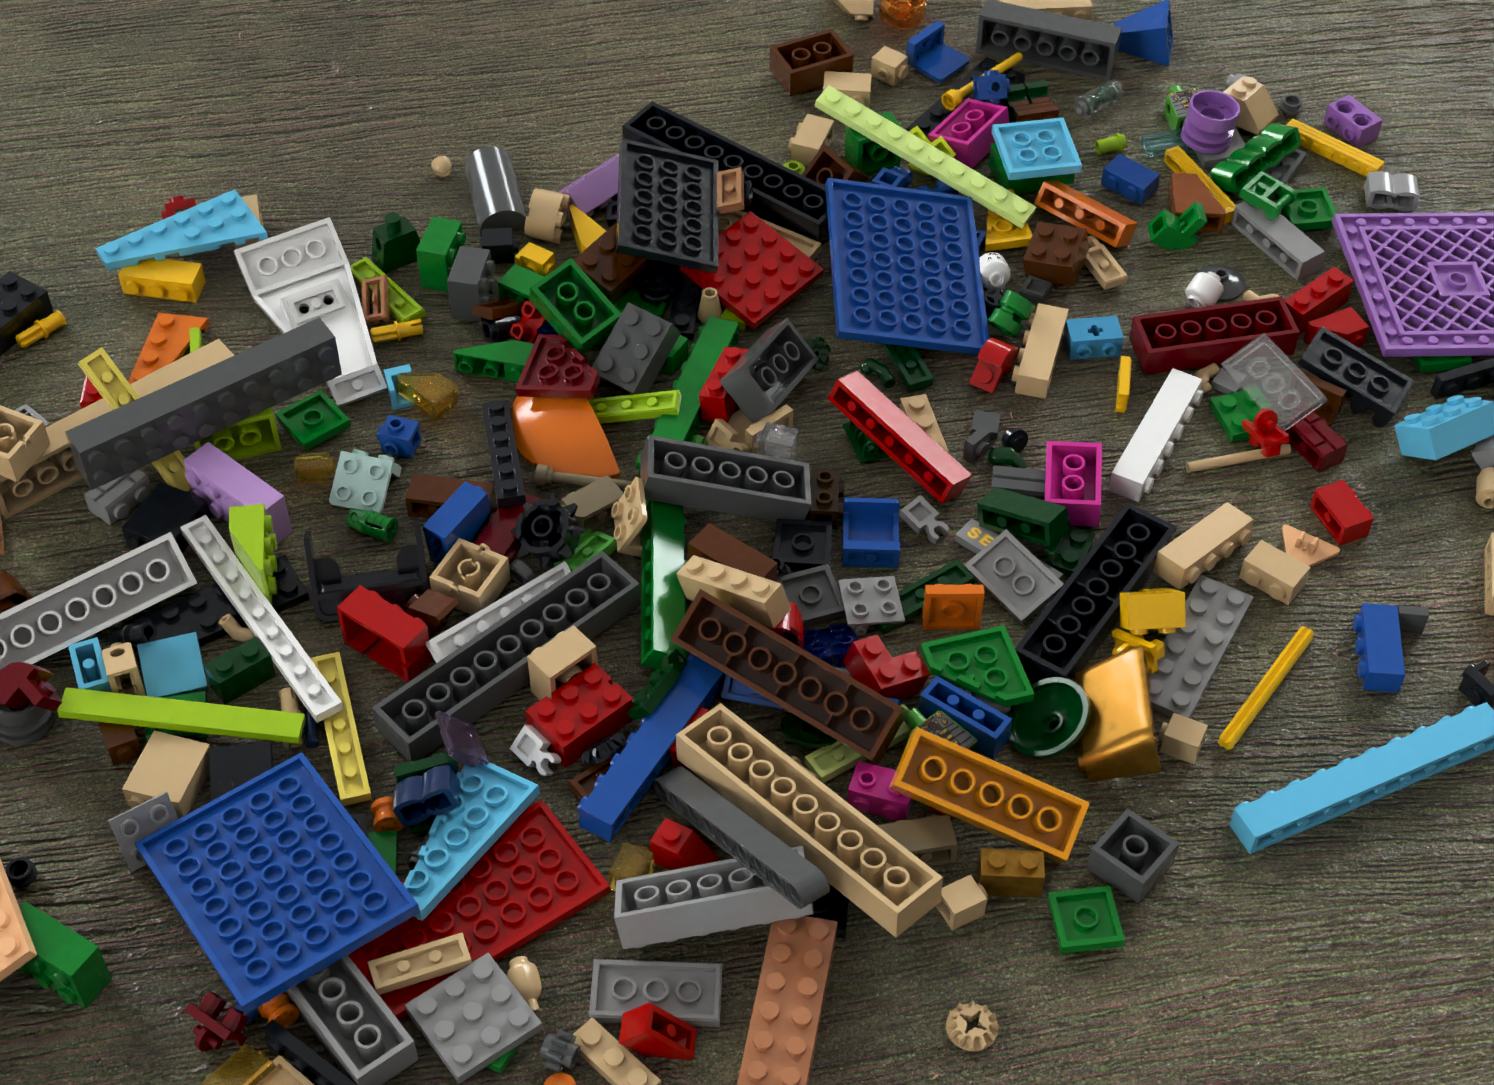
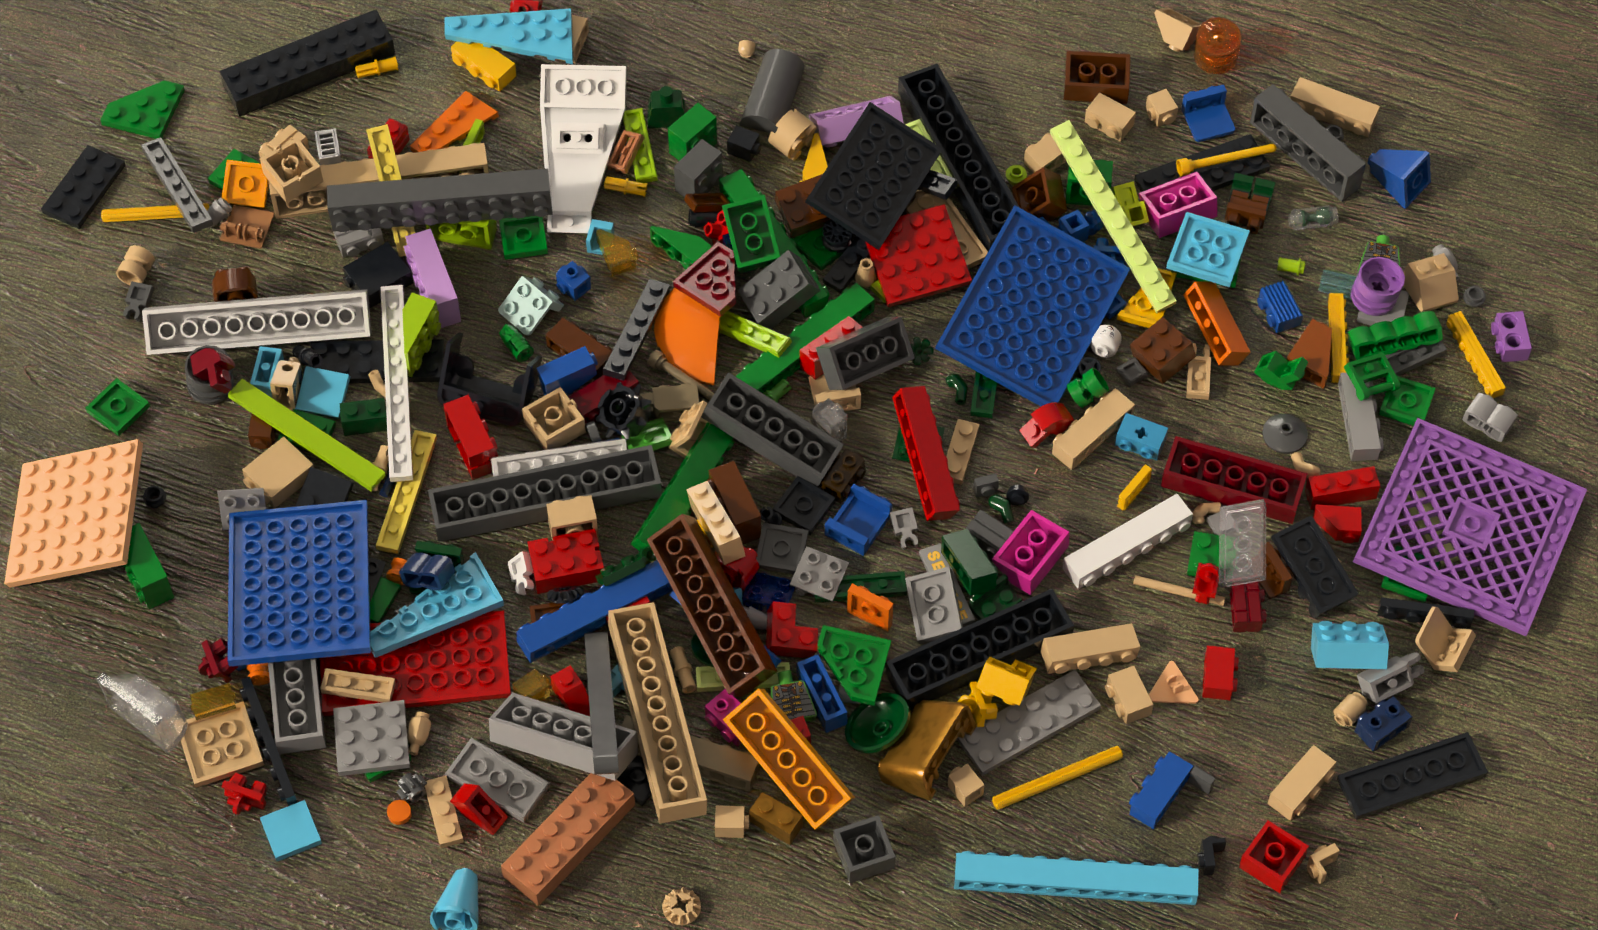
camera: 30 degrees right, 10 degrees up
(315, 465) = (502, 276): clear yellow brick -> none
(432, 608) = (509, 434): reddish brown slope -> none
(461, 740) = (472, 542): clear purple piece -> none
(536, 259) = (761, 172): yellow brick -> none
(724, 436) = (802, 393): tan plate -> none
(730, 190) = (932, 182): medium nougat plate -> none
(983, 89) = (1220, 170): blue brick -> none
(988, 420) = (1008, 470): dark grey tile -> none
(1085, 919) = (804, 875): green plate -> none
(1204, 290) = (1260, 436): white head -> none

